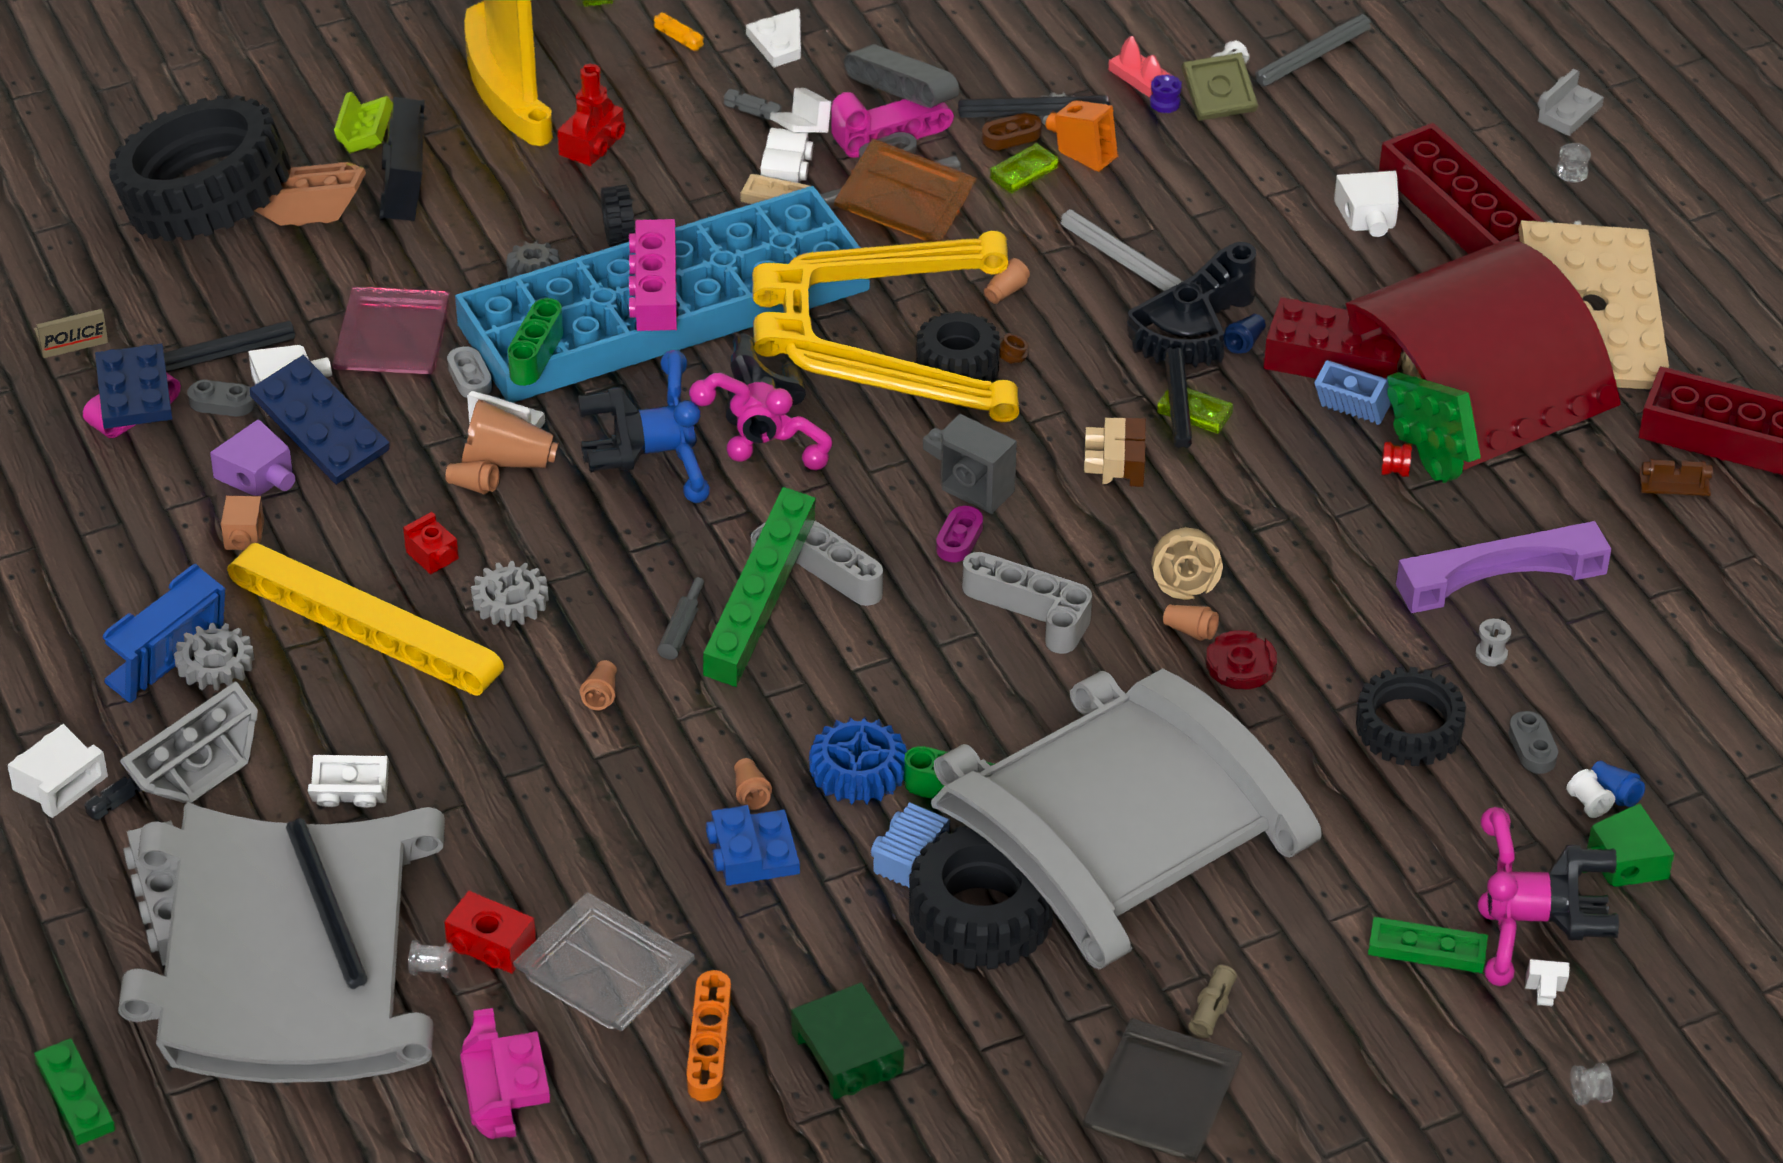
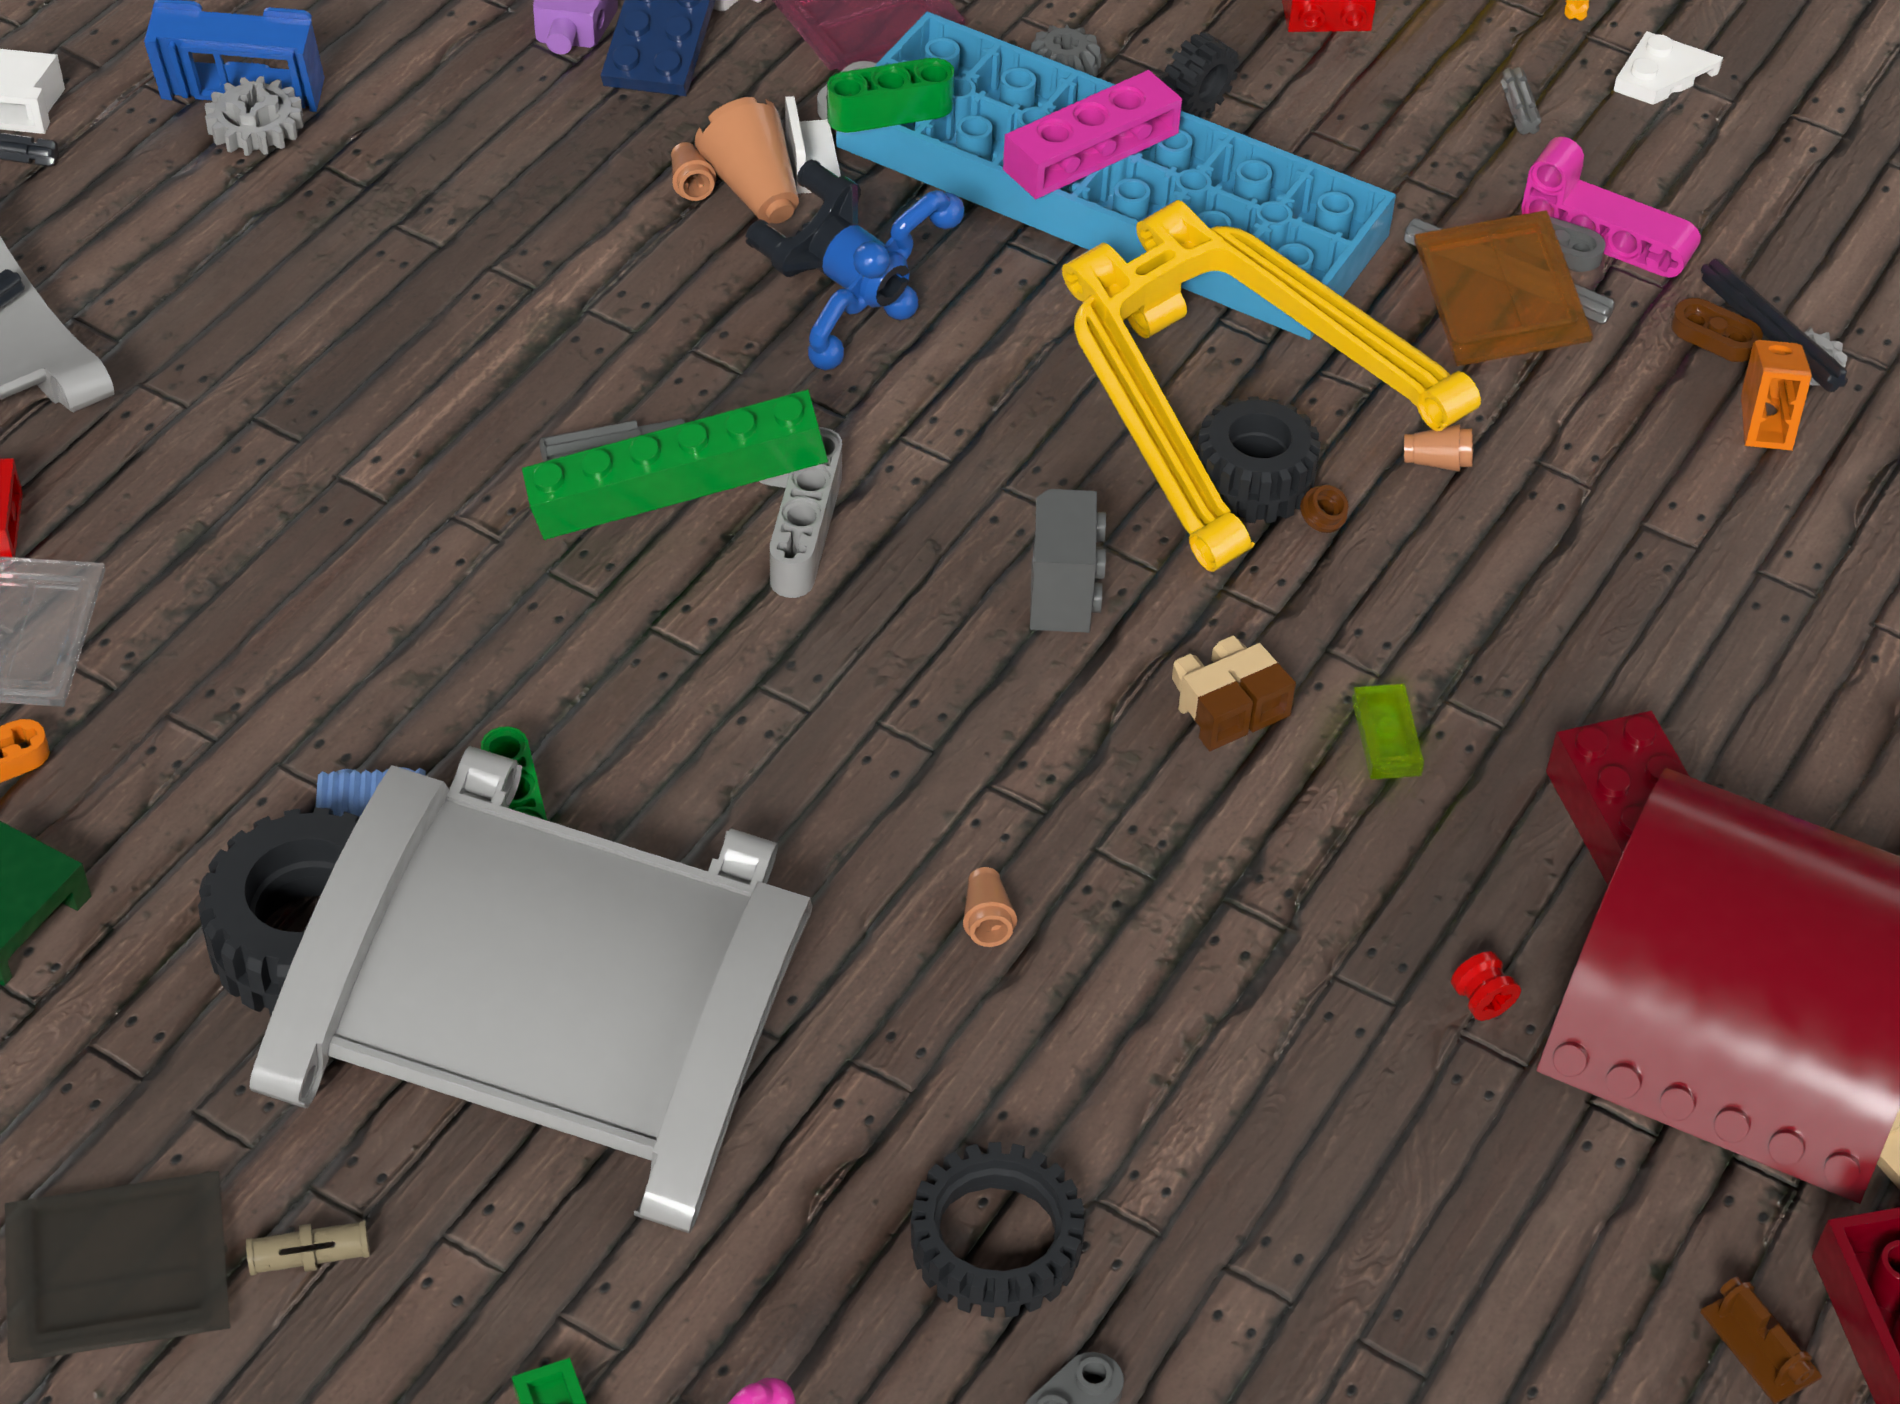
camera: 55 degrees right, 5 degrees up
(197, 748) = (91, 162): light grey wedge -> none
(242, 522) = (468, 42): nougat brick -> none
(349, 780) = (142, 298): white bracket -> none
(366, 619) = (398, 200): yellow beam -> none
(430, 543) = (555, 187): red brick -> none
(510, 593) = (525, 282): light grey gear -> none
(599, 688) = (439, 421): nougat cone -> none
(751, 785) = (373, 621): nougat cone -> none
(752, 845) = (279, 668): blue plate -> none
(760, 403) = (974, 321): dark pink wheel -> none
(762, 188) = (1387, 173): tan plate -> none
(787, 155) = (1450, 163): white brick -> none
(808, 114) = (1523, 144): white panel -> none
(857, 760) = (479, 689): blue gear -> none
(901, 76) = (1682, 183): dark grey beam -> none
(959, 533) = (951, 610): magenta plate -> none
(1023, 168) = (1662, 371): clear neon green plate -> none
(1032, 593) = (901, 769): light grey beam -> none
(1119, 251) = (1609, 535): light grey axle -> none
(1178, 397) = (1371, 699): black axle -> none
(1186, 563) = (1073, 846): tan cylinder -> none
(1193, 306) = (1555, 633): black arm -> none
(1241, 660) = (968, 995): dark red tile -> none
(1243, 333) = (1571, 710): dark blue cone -> none
(1353, 392) = (1558, 874): medium blue brick -> none
(1435, 421) = (1541, 978): green plate -> none
(1498, 643) = (1219, 1261): light grey bush -> none
(1567, 550) = (1287, 1133): medium lavender arch -> none

